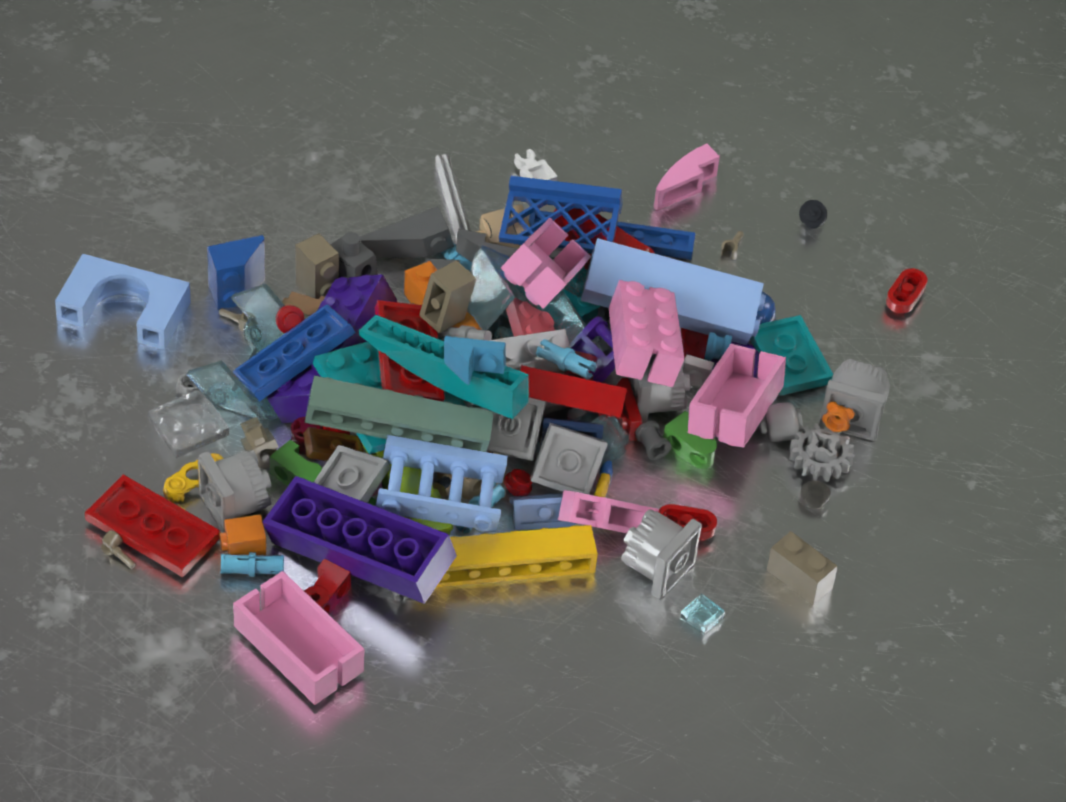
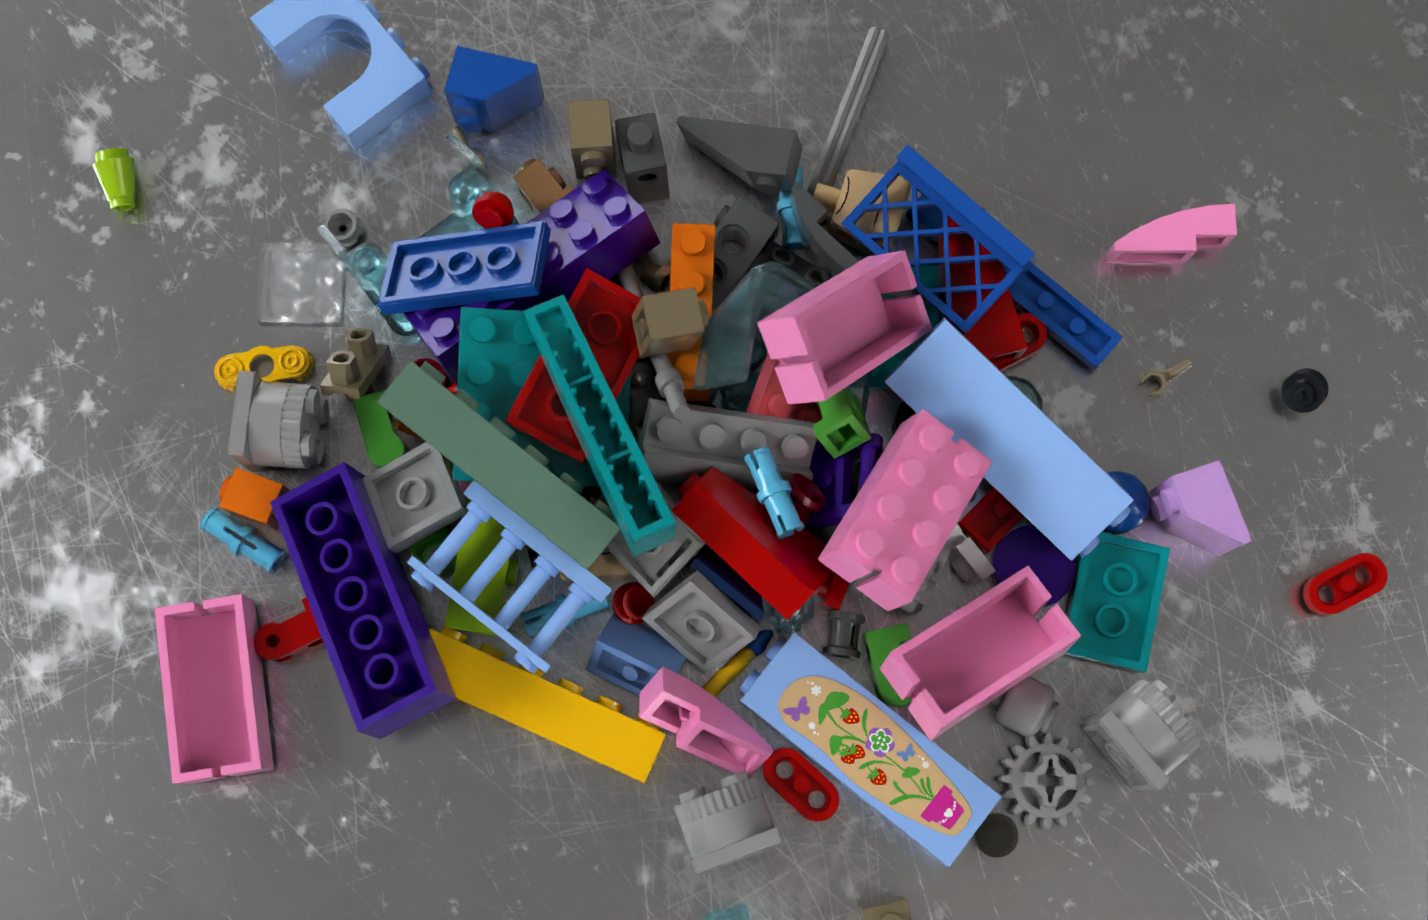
camera: 35 degrees right, 30 degrees up
(23, 422) = (117, 177): none -> lime cone
(110, 546) = (106, 412): dark tan hand -> none
(153, 525) = (166, 415): red plate -> none
(471, 355) = (608, 454): dark azure slope -> none
(534, 169) = (982, 123): white plate -> none
(571, 316) = (842, 423): none -> bright green leg
(717, 346) = (1019, 547): dark azure wheel -> none
(722, 483) = (868, 748): none -> brick
(803, 284) = (1201, 509): none -> lavender slope
(837, 417) = (1095, 754): orange plate -> none

